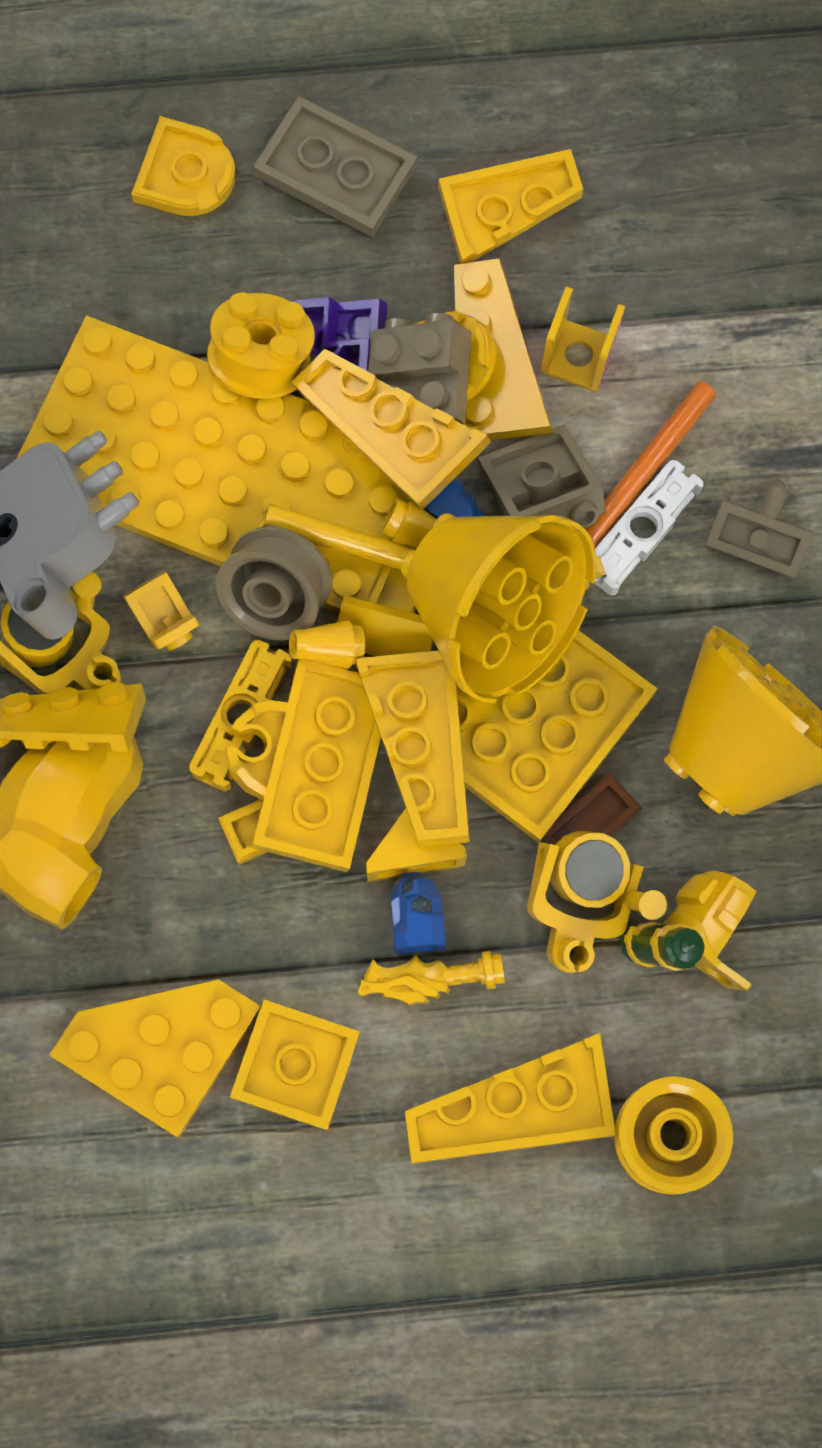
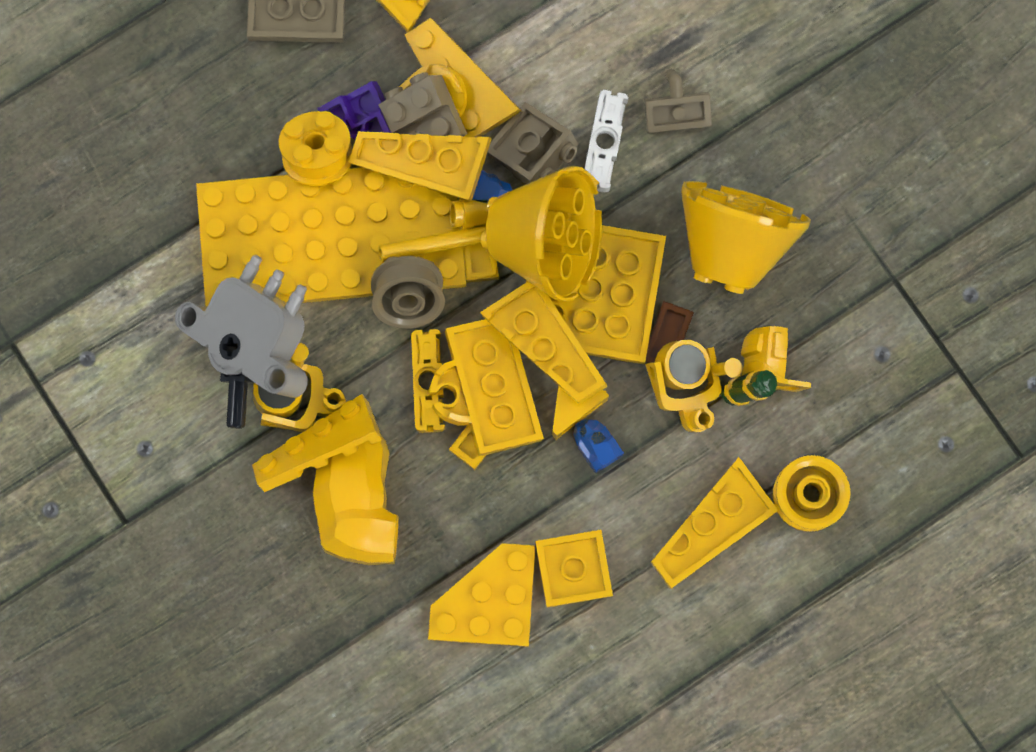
camera: 25 degrees left, 5 degrees up
(161, 612) = (347, 344): yellow bracket -> none
(184, 170) = (203, 58): yellow tile -> none
(329, 644) = (460, 311): yellow cone -> none
(386, 628) = (484, 286): yellow tile -> none
(418, 980) = (618, 481): yellow piece -> none
(566, 333) = (521, 39): yellow piece -> none
(651, 459) = (588, 96): orange piece -> none

